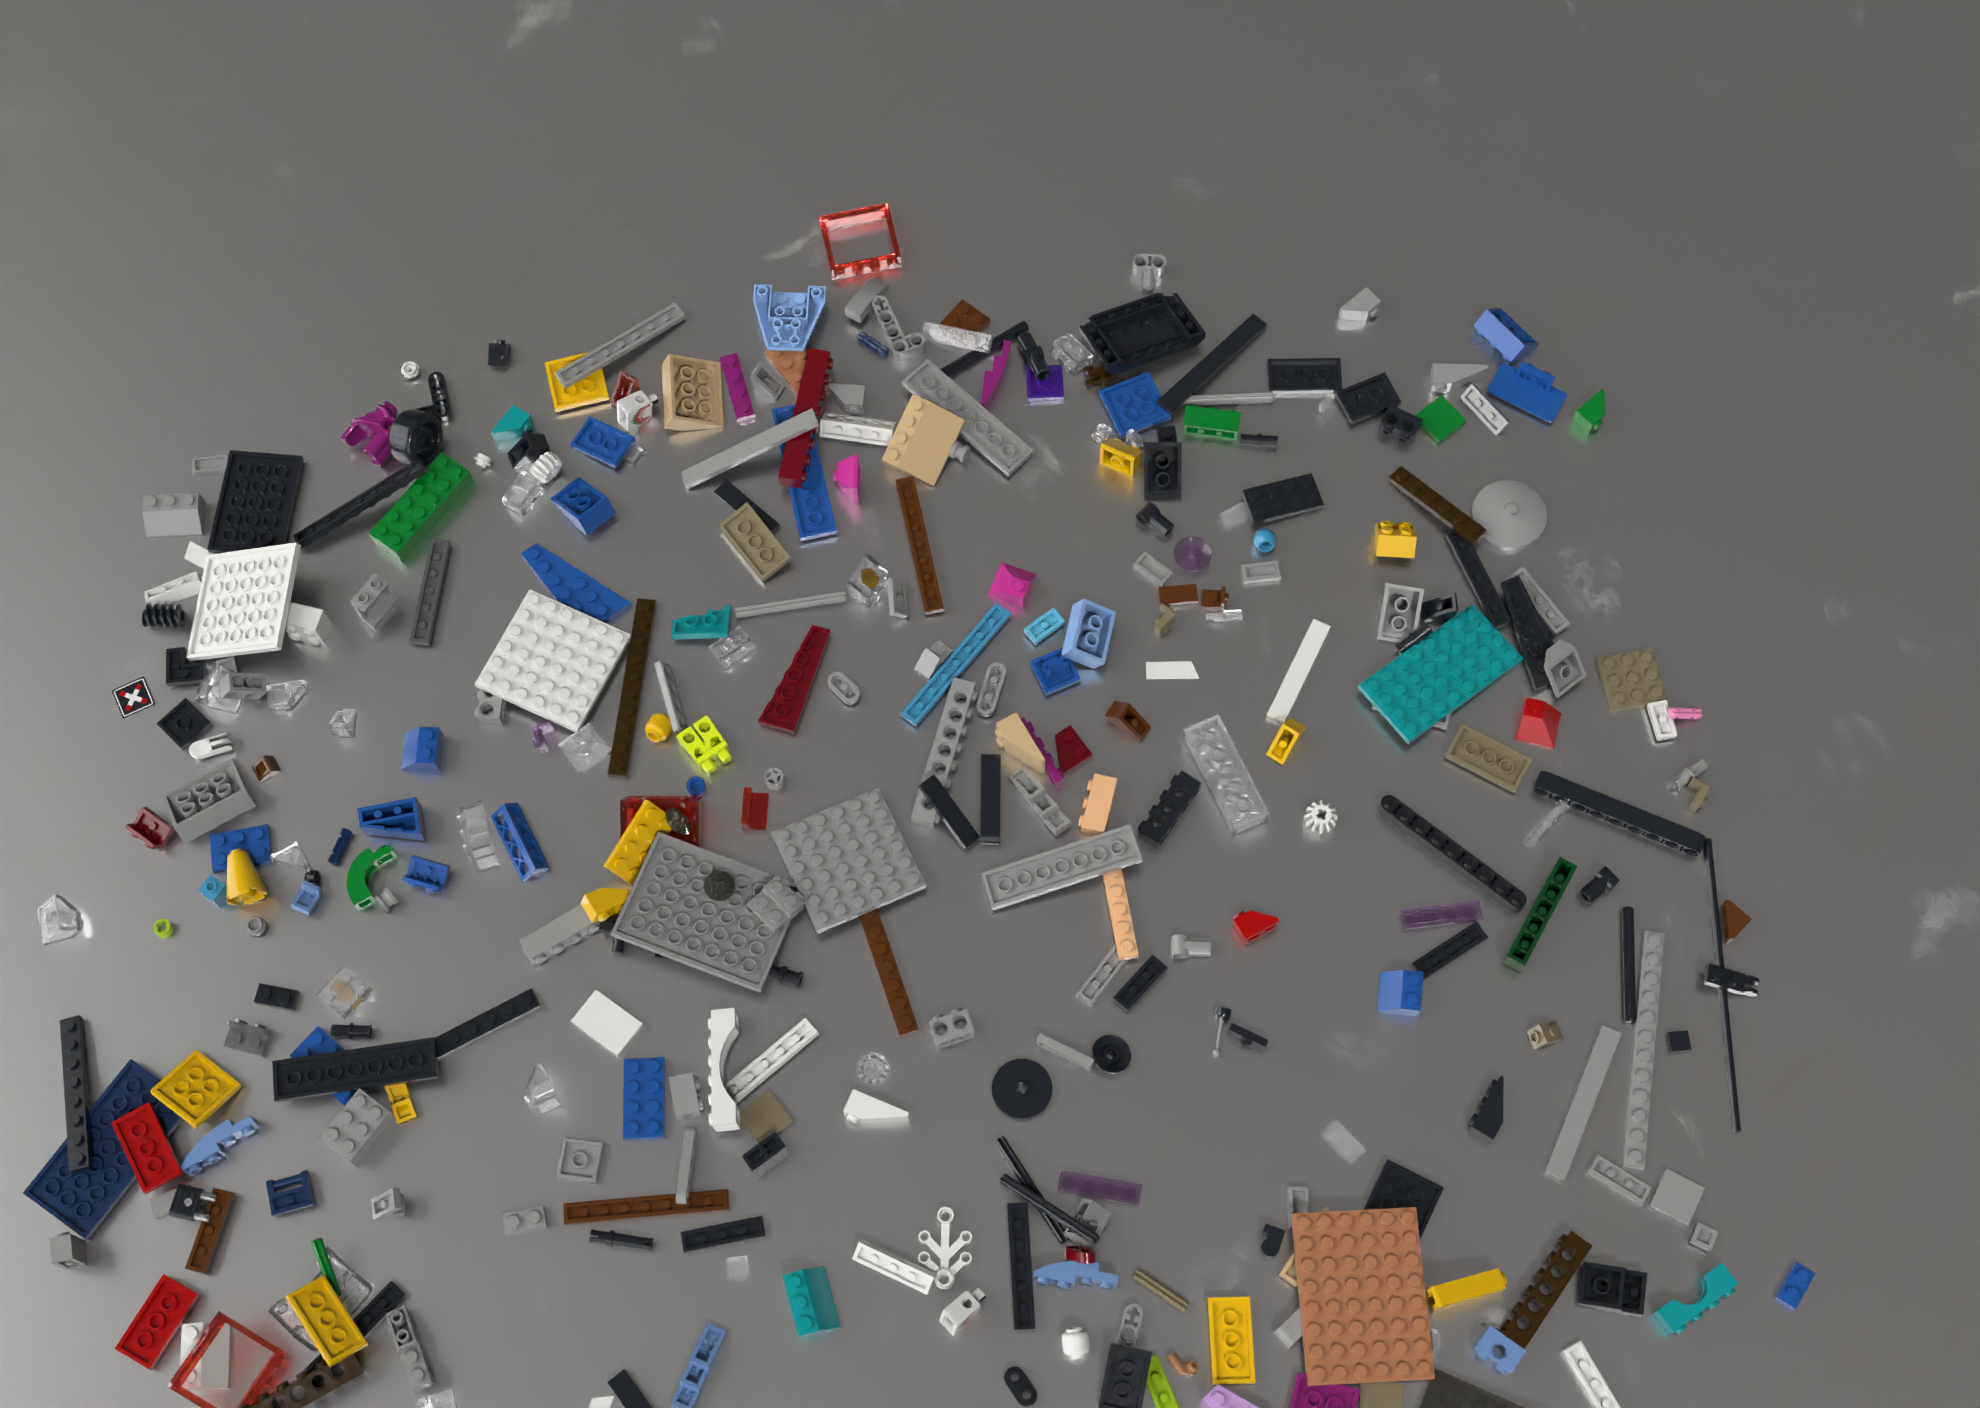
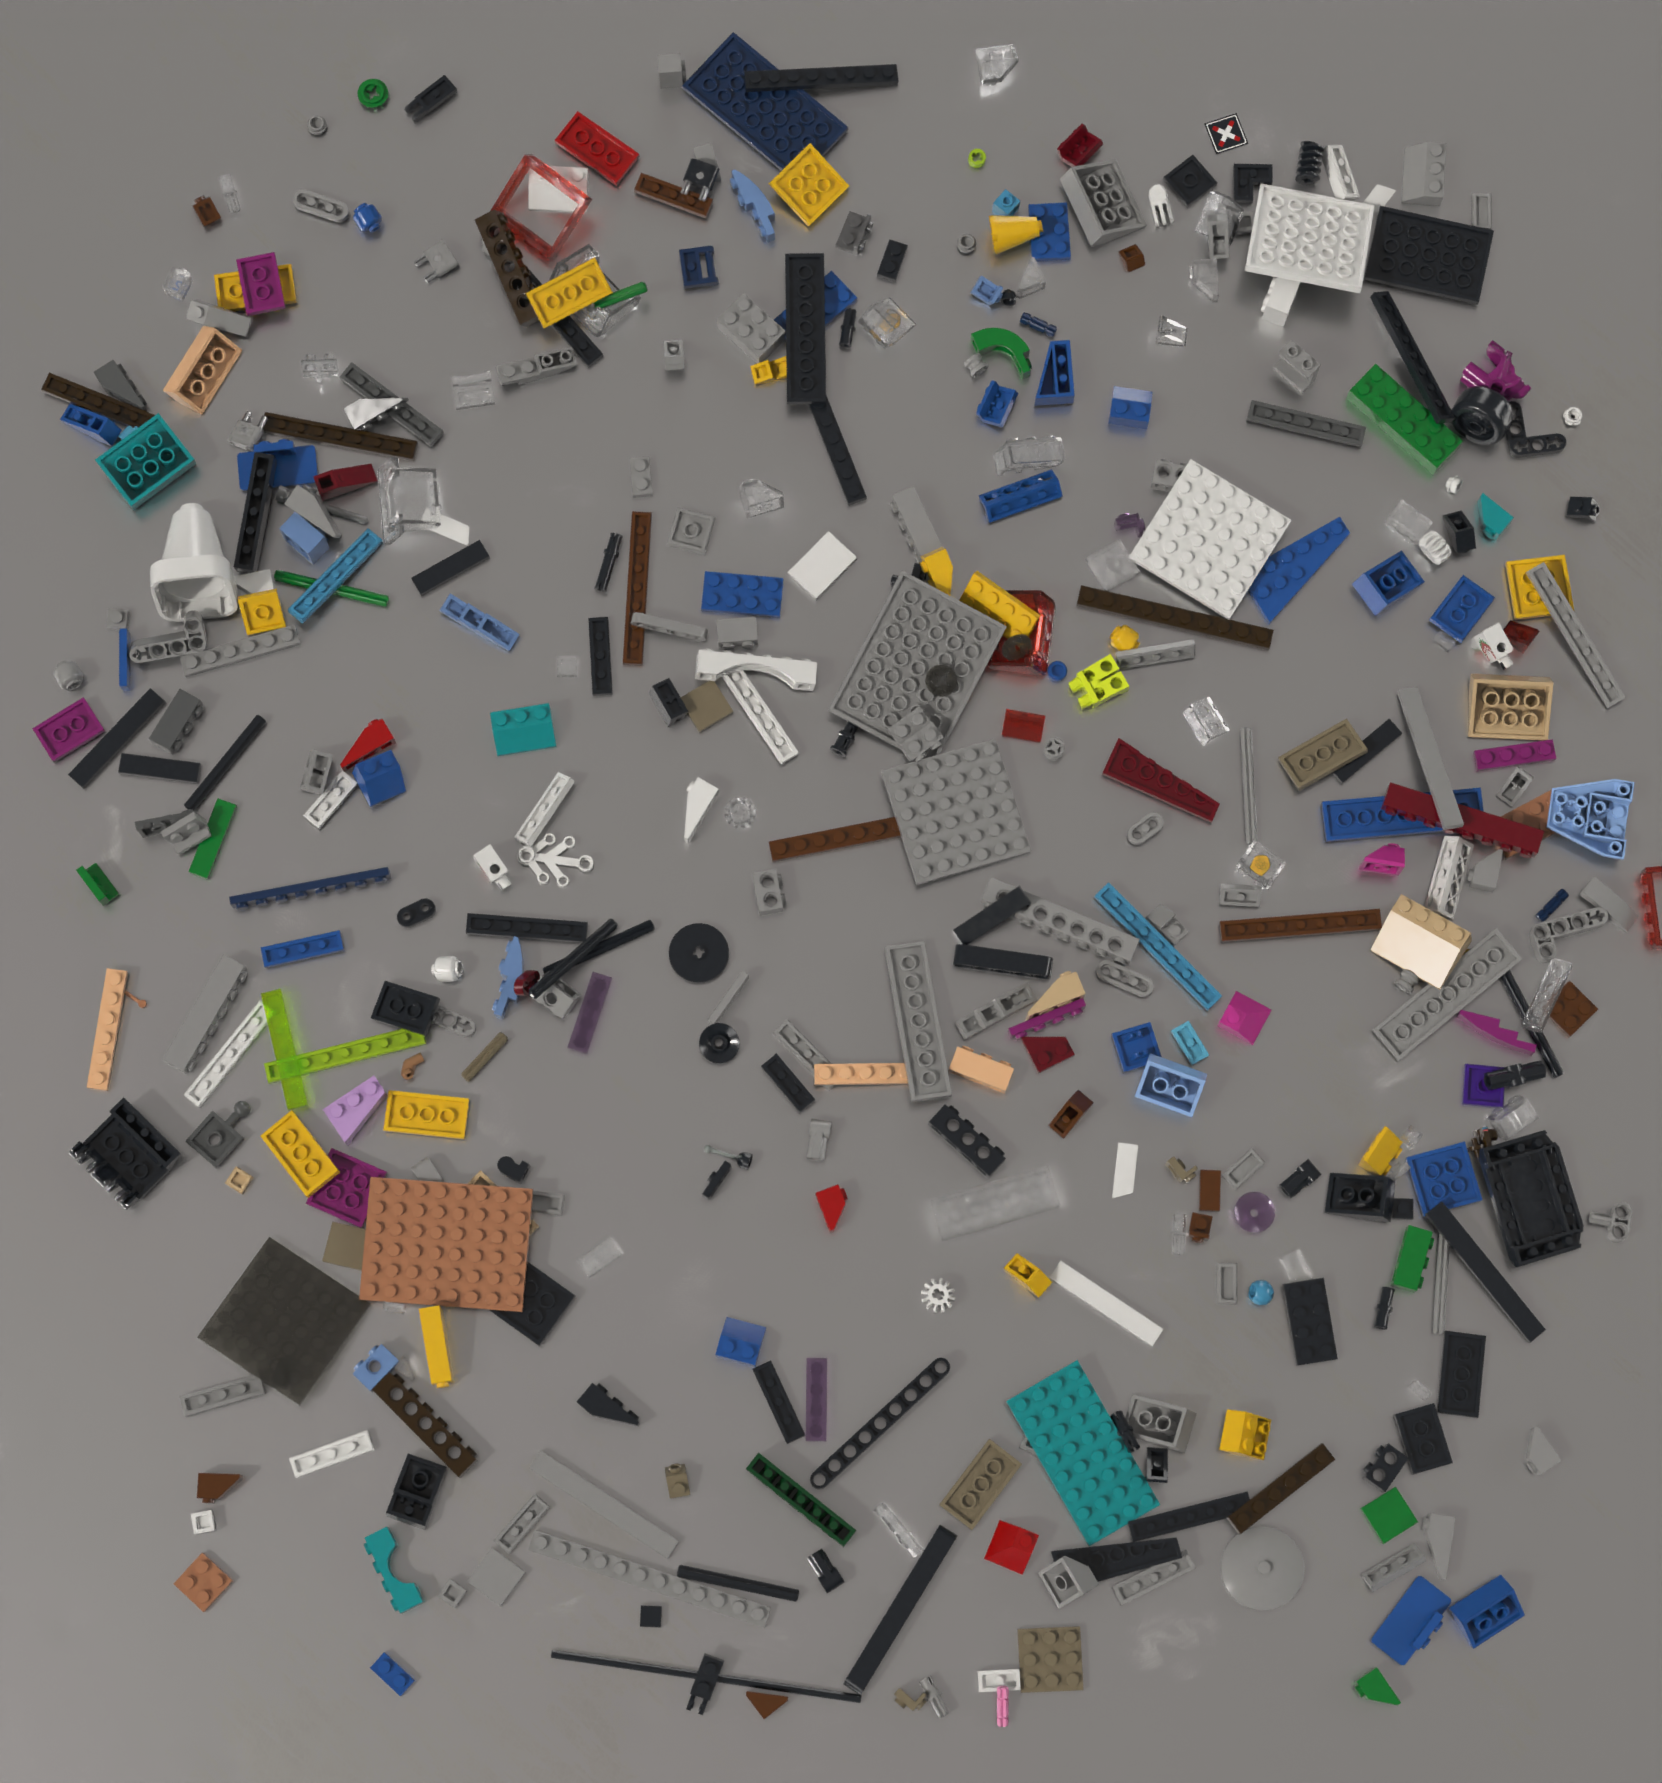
camera: 95 degrees right, 10 degrees up
(147, 1148) = (757, 140): red plate -> none
(710, 625) = (1233, 696): teal wing -> none

